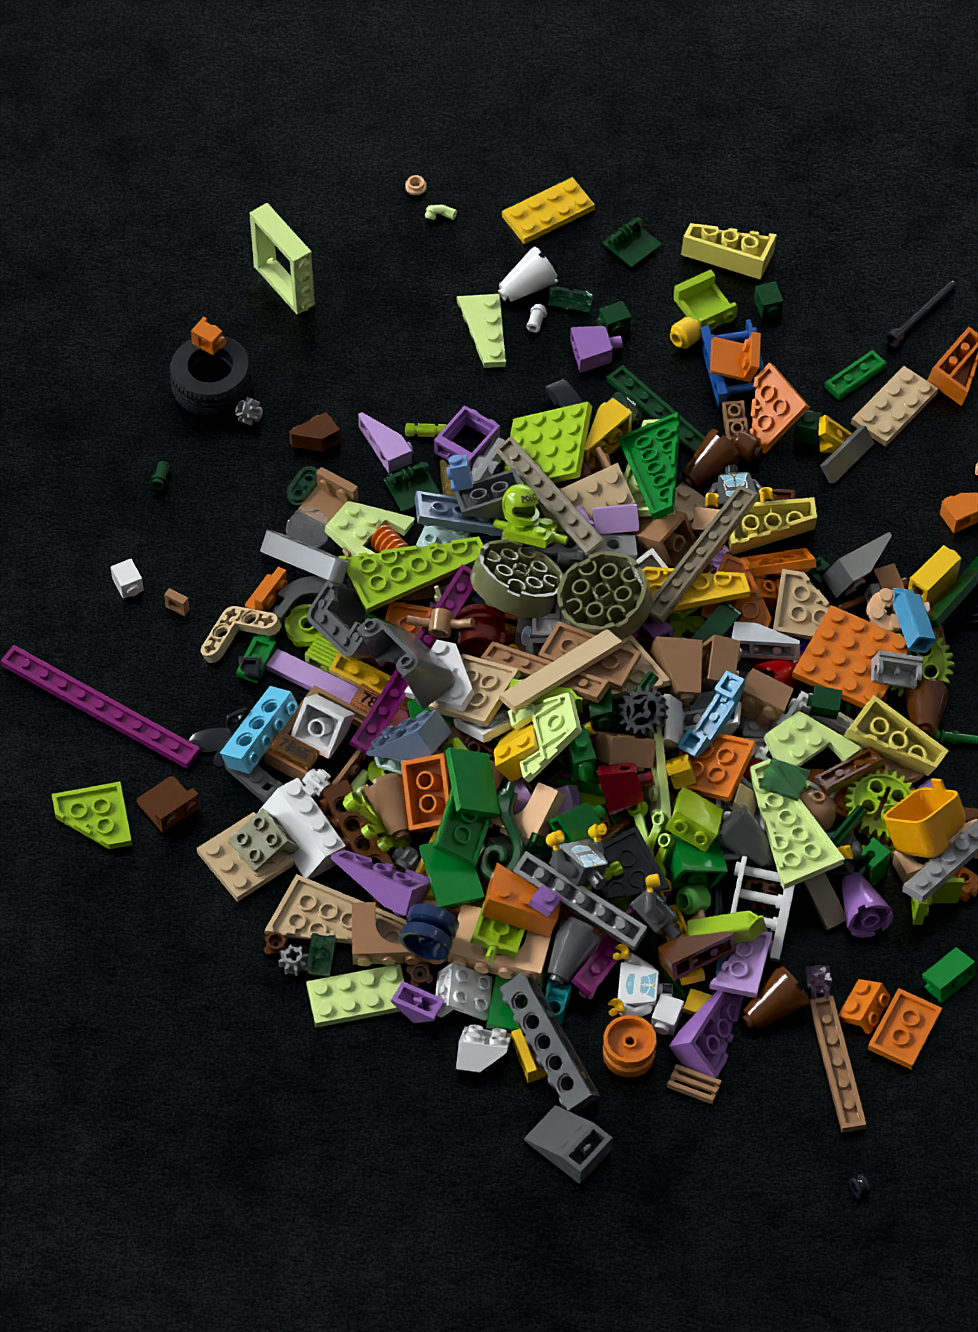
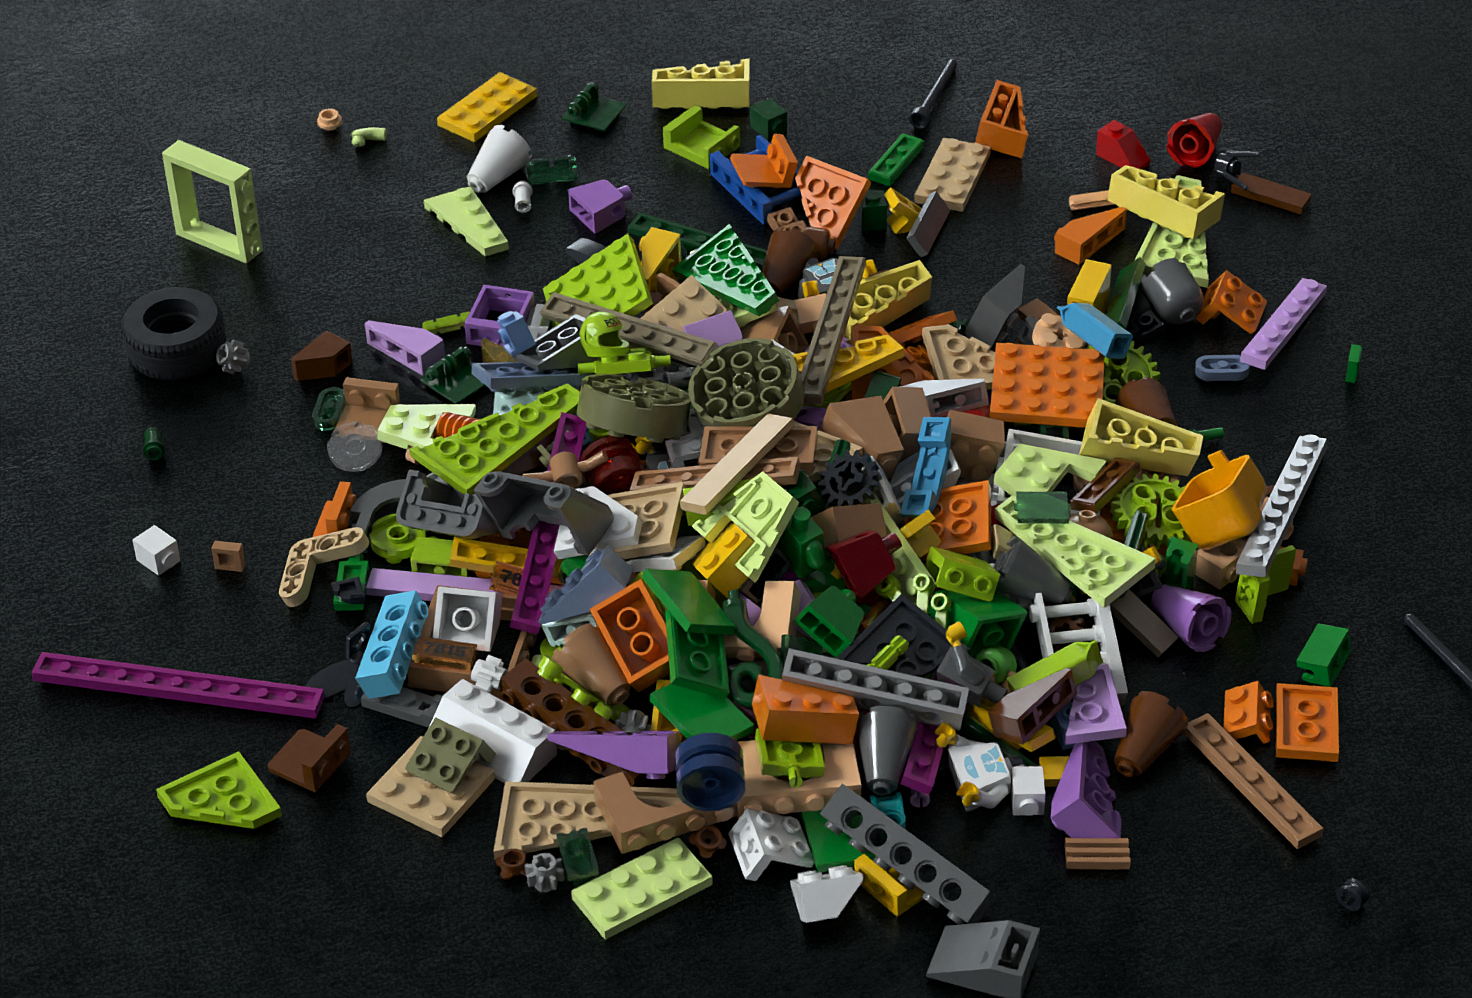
camera: 20 degrees left, 15 degrees down
(207, 337) = (158, 288): orange brick -> none
(304, 556) = (365, 464): light grey beam -> none
(417, 1003) = (724, 867): medium lavender slope -> none
(545, 901) = (837, 693): medium lavender plate -> none
(582, 860) = (856, 639): dark grey torso -> none
(615, 318) = (612, 169): dark green brick -> none
(629, 1046) = (1003, 833): orange wheel -> none
(686, 332) = (695, 166): yellow head -> none
(818, 979) = (1186, 701): clear purple plate -> none
(824, 702) = (1043, 427): dark green brick -> none
(896, 669) = (1105, 373): light grey hinge -> none

